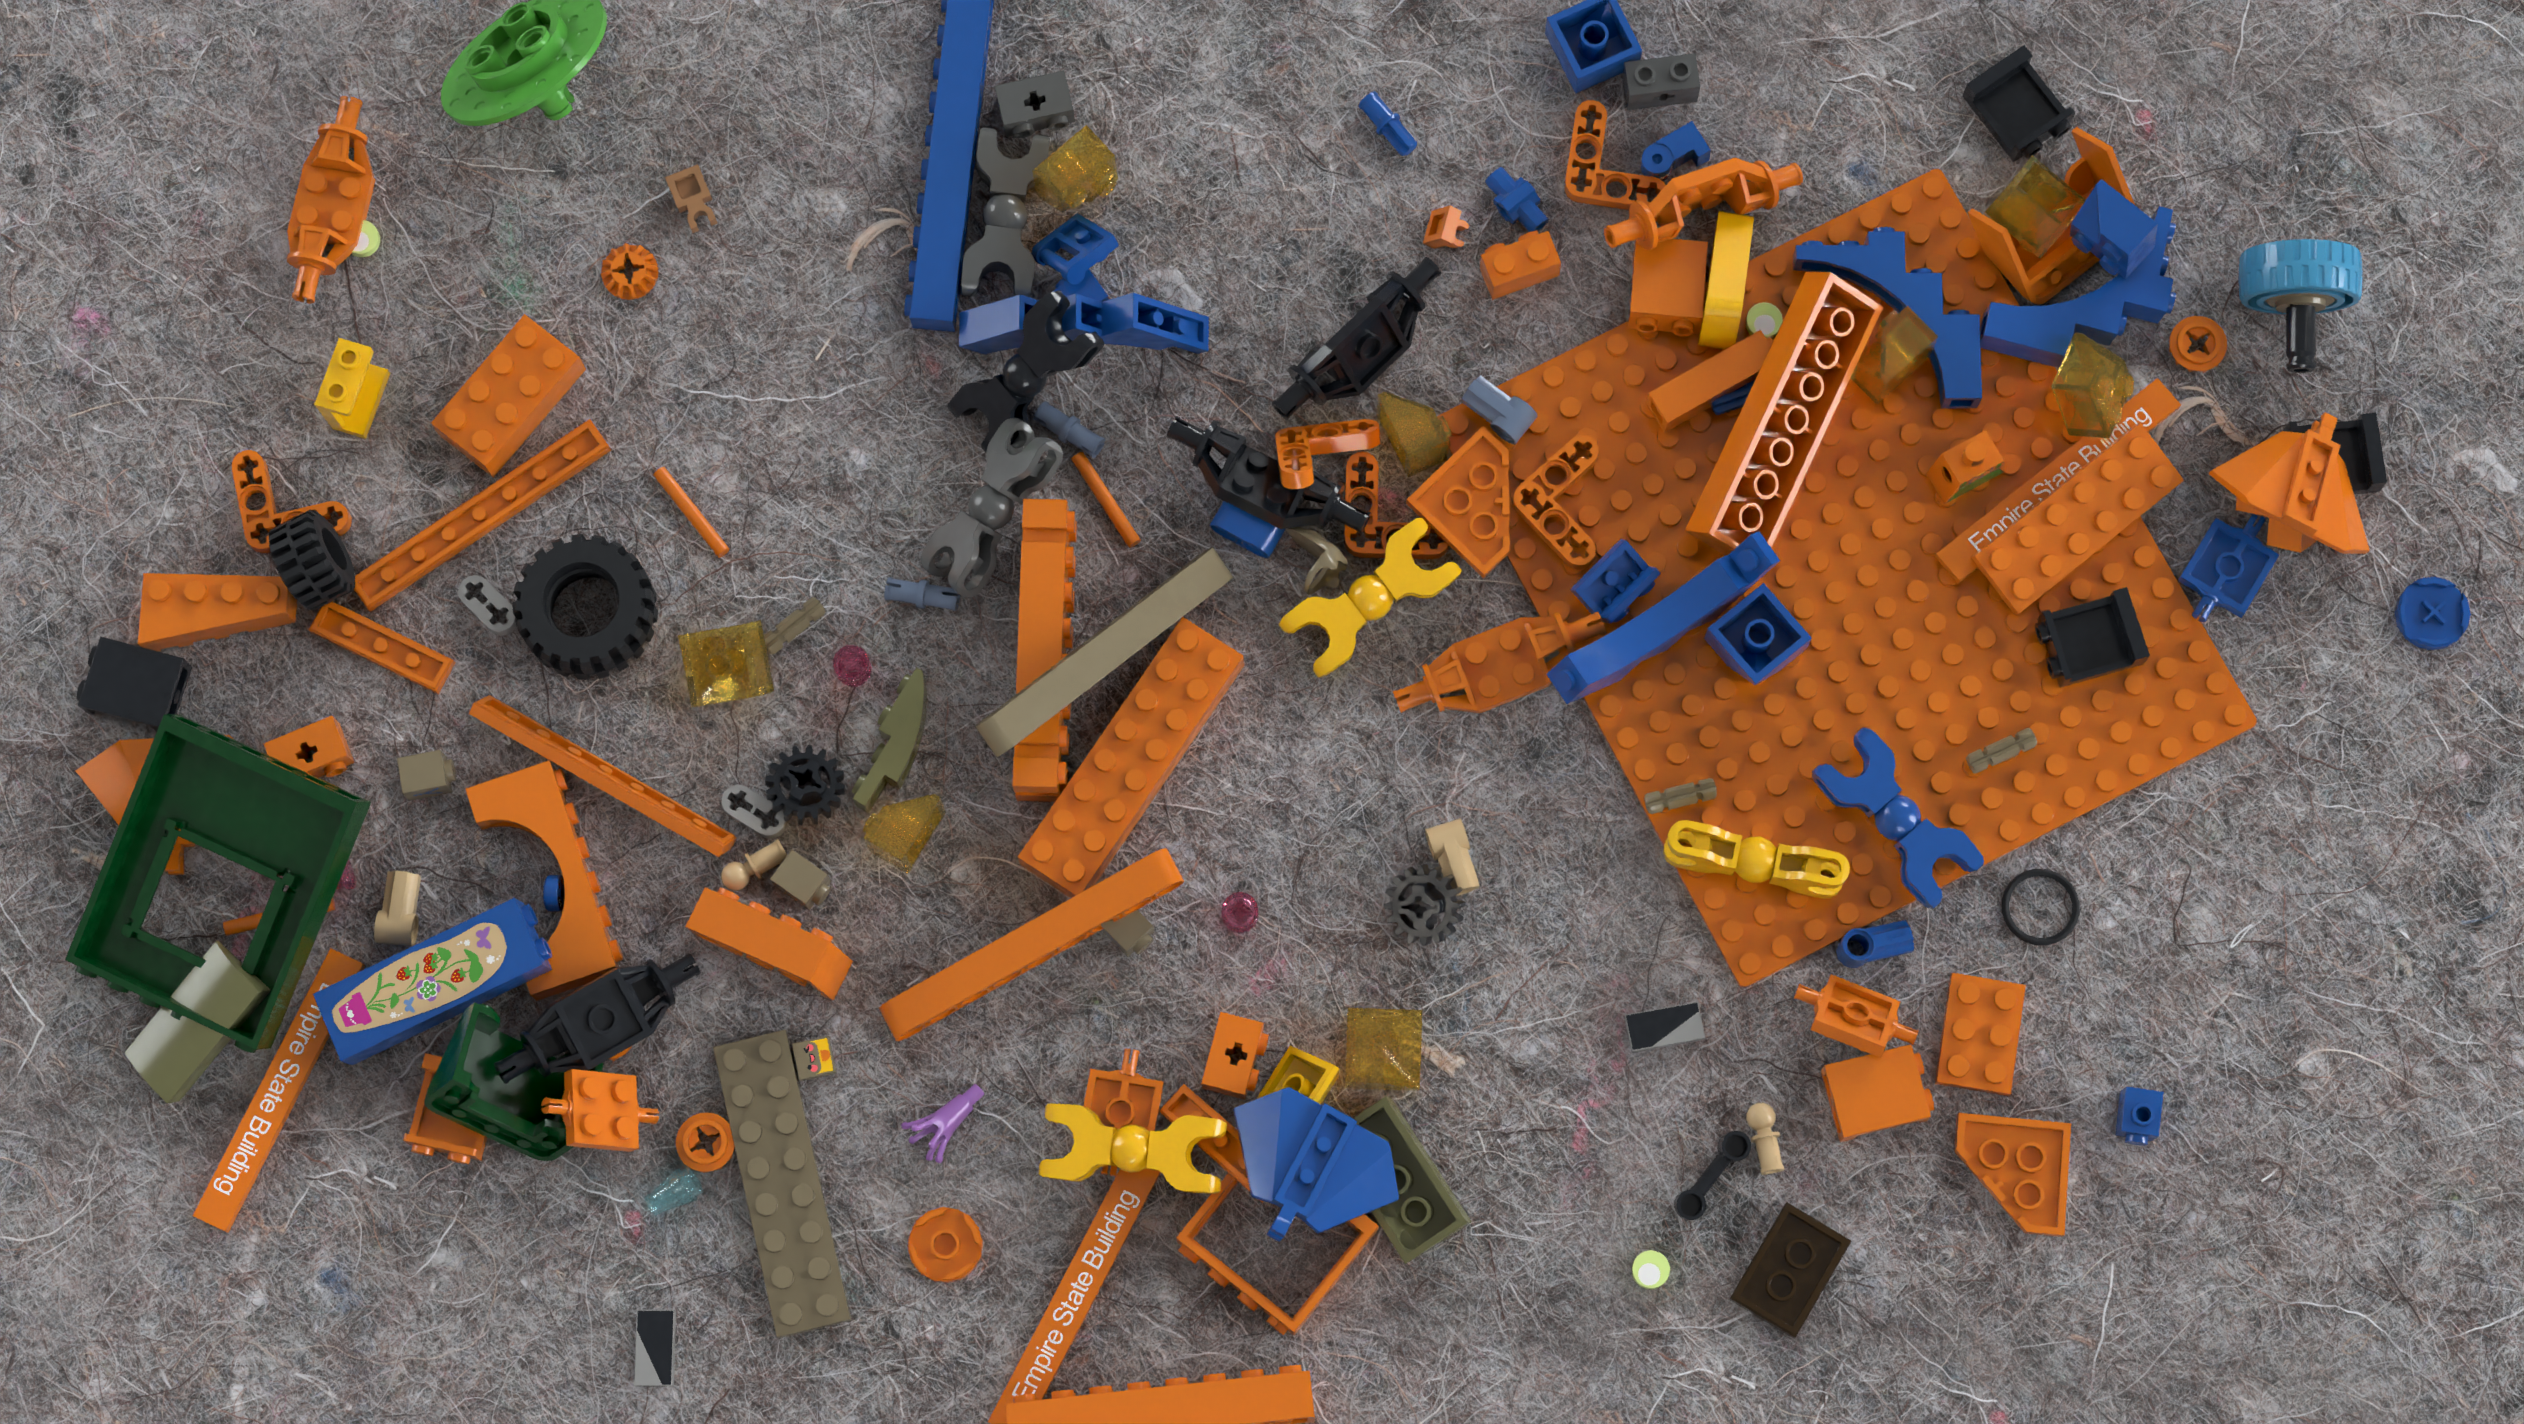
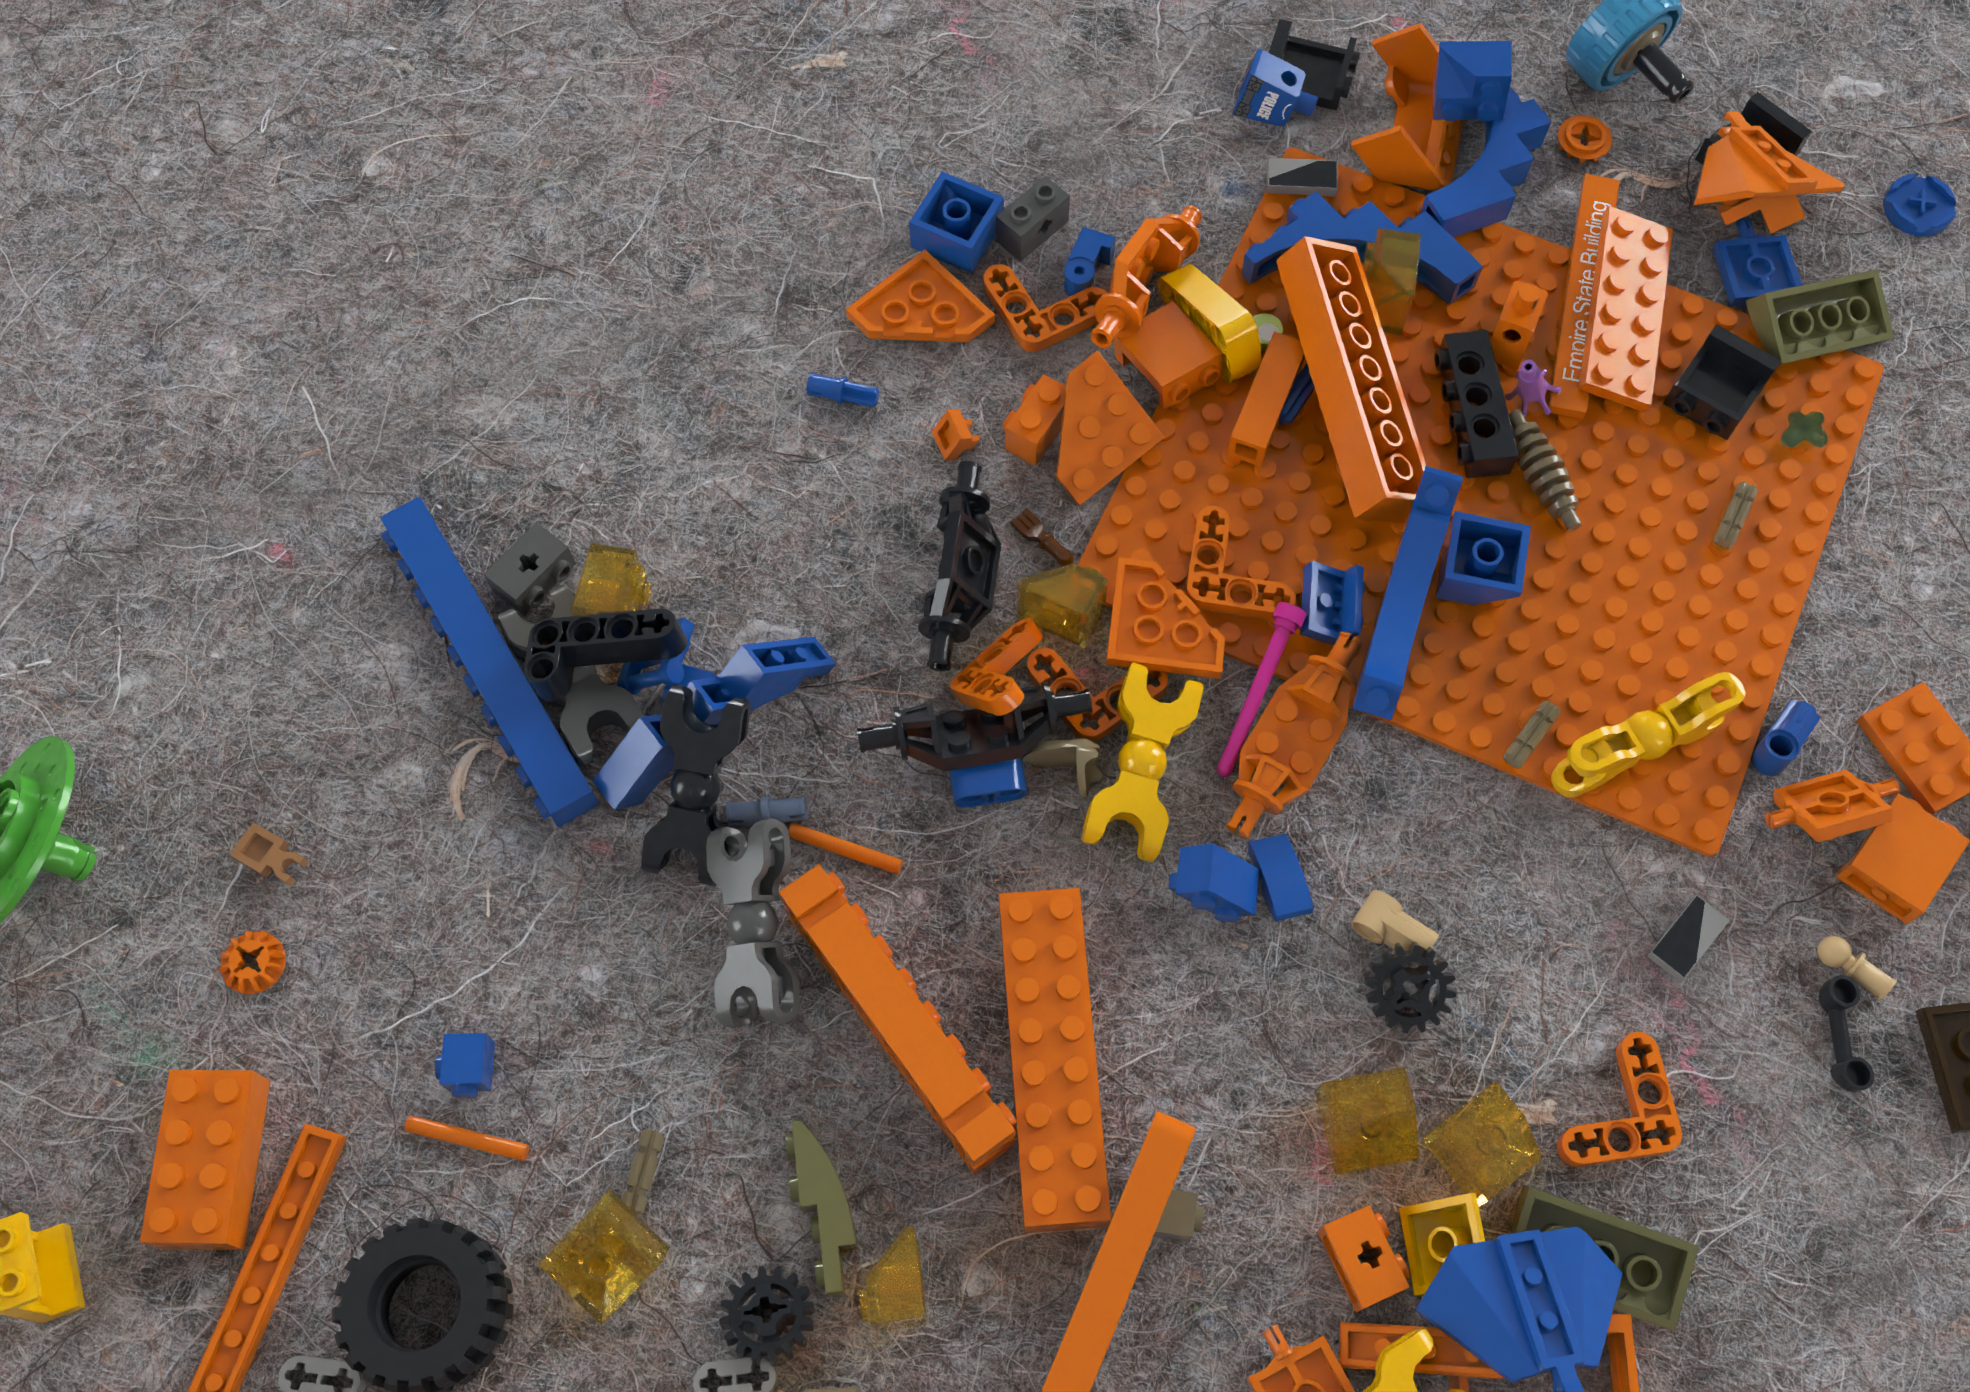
camera: 40 degrees left, 10 degrees down
(725, 459) = (466, 1064): none -> blue brick
(850, 659) = (725, 1158): clear pink wheel -> none
(921, 594) = (743, 1051): sand blue pin -> none
(1076, 235) = (597, 639): none -> black beam
(1103, 652) = (957, 983): dark tan beam -> none
(1240, 920) = (1251, 1126): clear pink wheel -> none
(1316, 971) = (1369, 1120): none -> clear yellow slope
(1346, 726) = (1216, 882): none -> blue brick
(1402, 758) = (1281, 877): none -> blue slope
(1445, 354) = (1033, 530): none -> reddish brown piece
(1506, 415) = (1130, 536): sand blue piece -> none
(1508, 93) = (921, 305): none -> orange plate
(1516, 200) = (994, 376): blue axle -> none
(1517, 1118) = (1644, 1115): none -> orange beam
(1556, 310) = (1100, 429): none -> orange plate
(1565, 572) = (1287, 620): none -> dark pink piece
(1650, 1269) = (1872, 1160): yellowish green tile -> none
(1854, 559) = (1474, 354): none -> black brick
(1880, 601) = (1545, 470): none -> dark tan piece
(1897, 818) = (1746, 629): blue piece -> none
(1917, 206) = (1302, 176): none -> tile
(1929, 528) = (1532, 386): none -> medium lavender piece
(1960, 110) = (1273, 91): none -> blue torso
(2036, 207) = (1384, 108): clear yellow slope -> none
(2057, 877) = (1906, 617): black tyre -> none
(2091, 388) = (1556, 206): clear yellow slope -> none
(2125, 724) = (1805, 428): none -> clear green piece
(2233, 646) = (1821, 317): none -> olive slope

